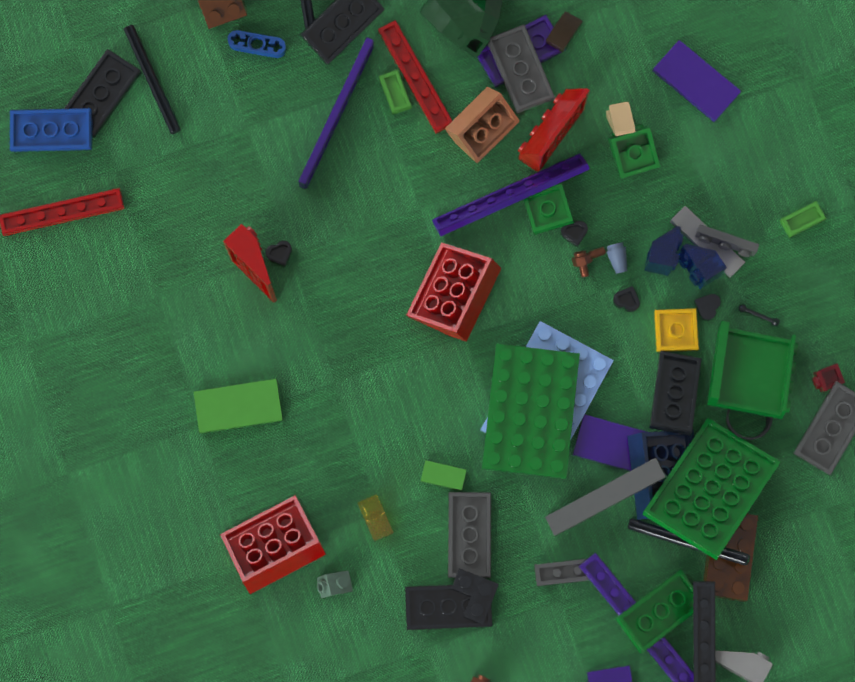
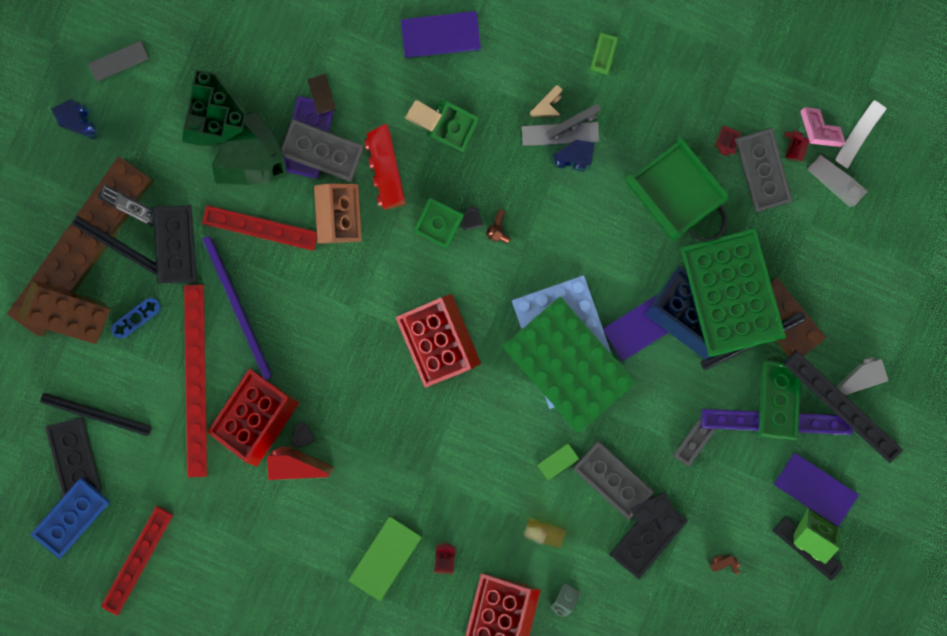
camera: 45 degrees left, 10 degrees up
(248, 132) = (195, 380): none -> red plate
(260, 200) = (253, 418): none -> red slope
(281, 453) = (445, 558): none -> dark red bracket
(395, 92) = (258, 252): bright green tile -> none
(510, 194) = (405, 239): dark purple tile -> none
(606, 496) = (673, 368): dark grey tile -> none
(617, 257) = (515, 206): sand blue cone -> none
(627, 299) = (549, 226): black tile -> none
(662, 252) = (542, 174): clear blue slope -> none
(675, 393) = (645, 255): black tile -> none
(676, 330) = (601, 212): yellow tile -> none
(707, 306) = (604, 175): black tile -> none
(715, 209) = (544, 108): none -> tan slope
(742, 308) = (656, 140): black hinge -> none

